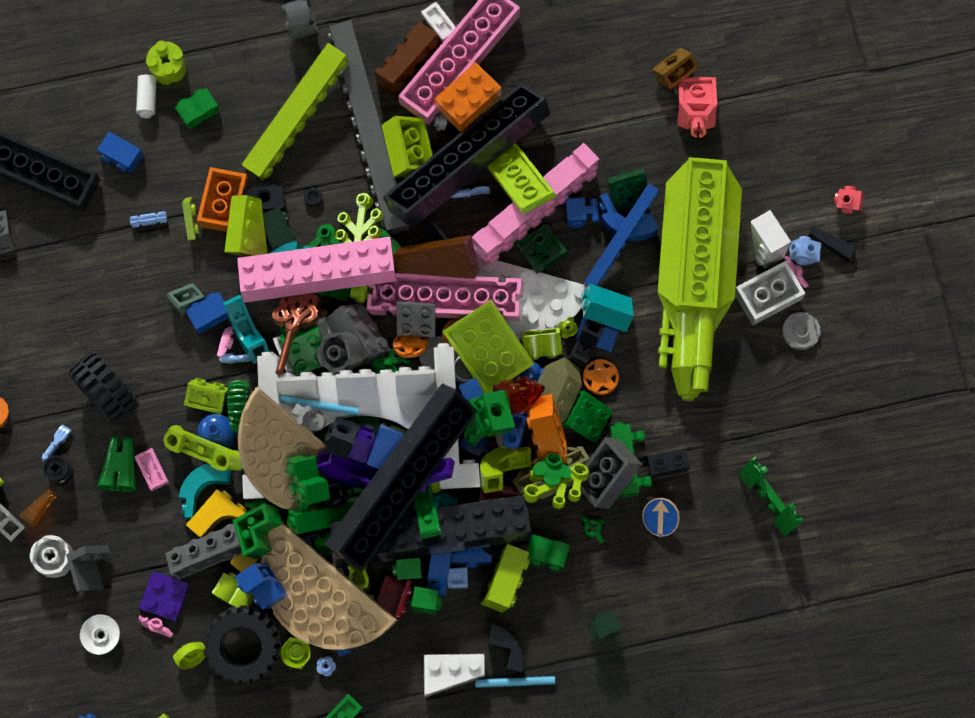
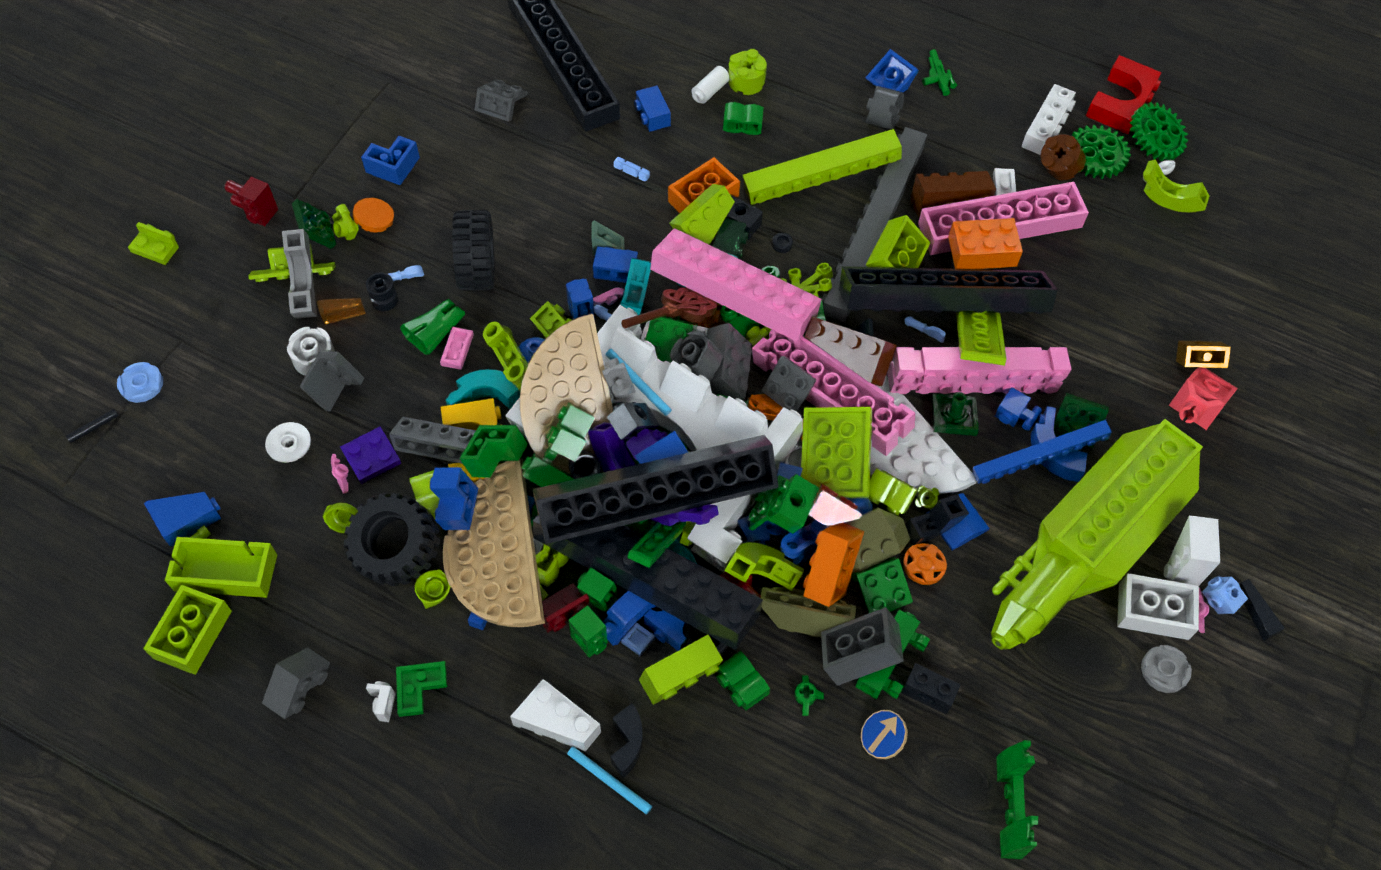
camera: 35 degrees right, 15 degrees down
(189, 211) = (660, 192): lime wing -> none
(212, 365) = (579, 298): none -> blue brick
(326, 671) = (449, 627): light blue plate -> none
(440, 122) = (943, 257): light grey plate -> none
(552, 470) = (807, 597): green plate -> none
(579, 474) = (829, 622): lime plant -> none
(604, 626) = (739, 793): clear green brick -> none
(607, 307) = (979, 500): teal brick -> none
(855, 202) = (1307, 581): coral brick -> none

